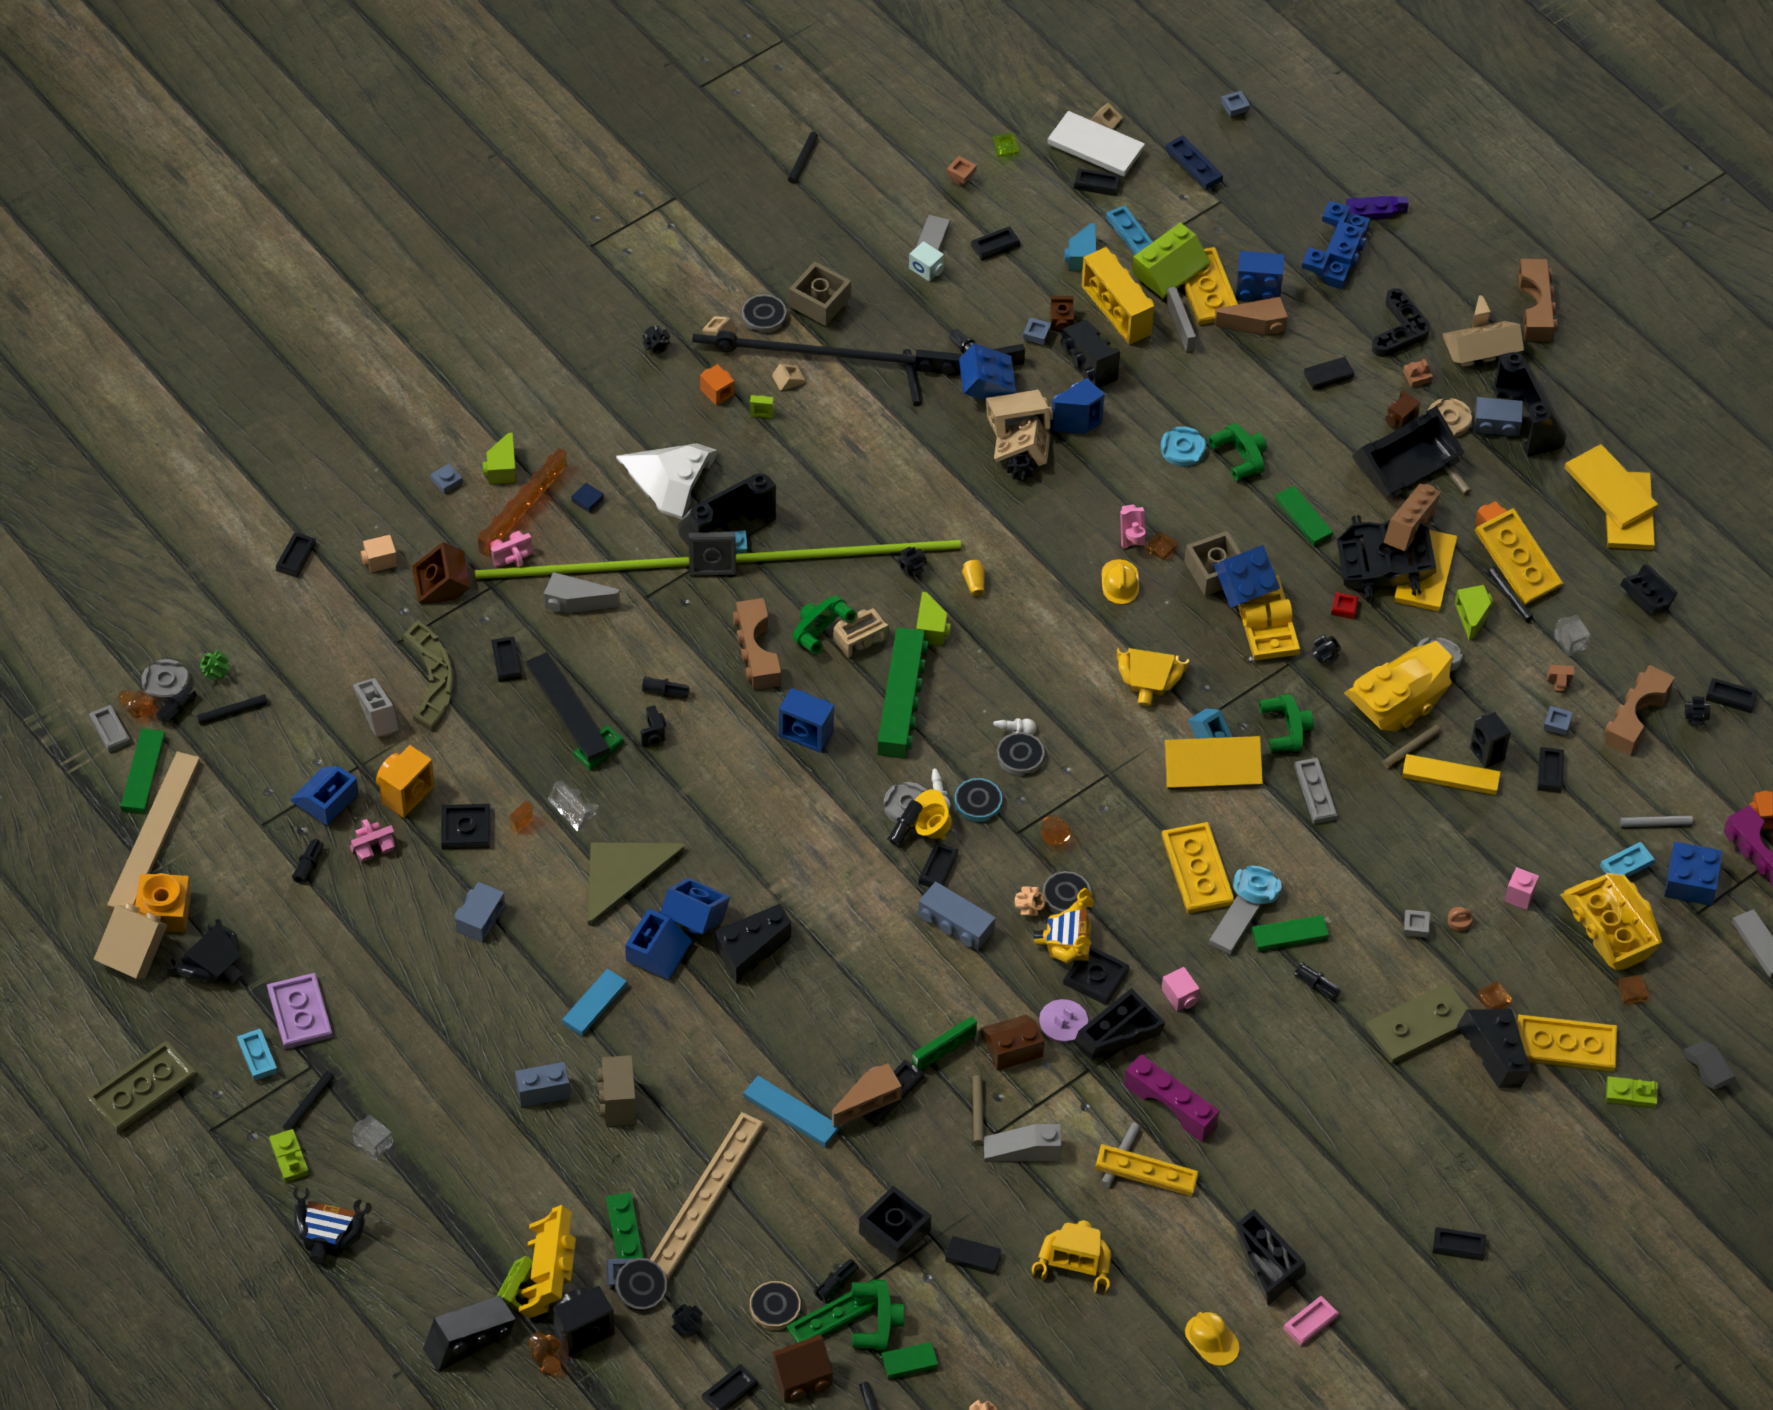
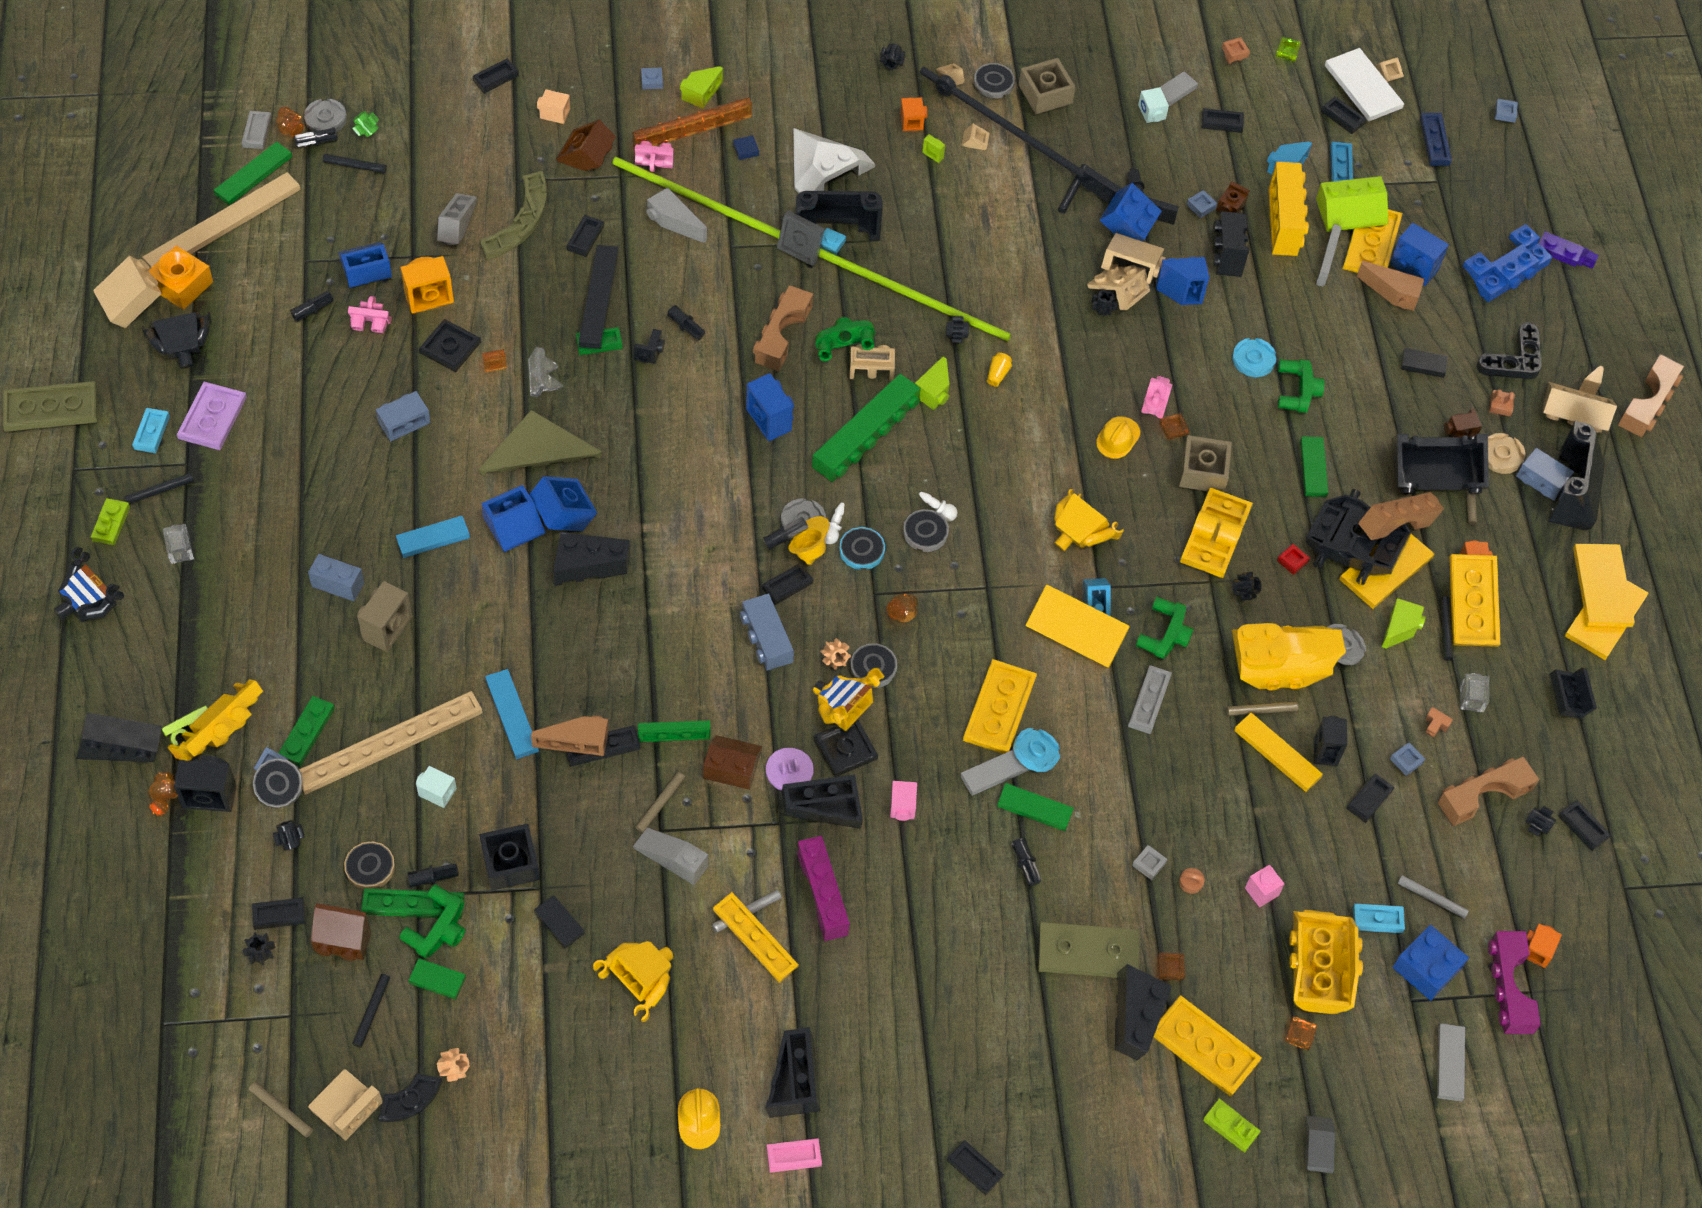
camera: 30 degrees right, 5 degrees up
(779, 1207) = (436, 786): none -> light aqua brick
(1246, 576) = (1217, 487): blue brick -> none

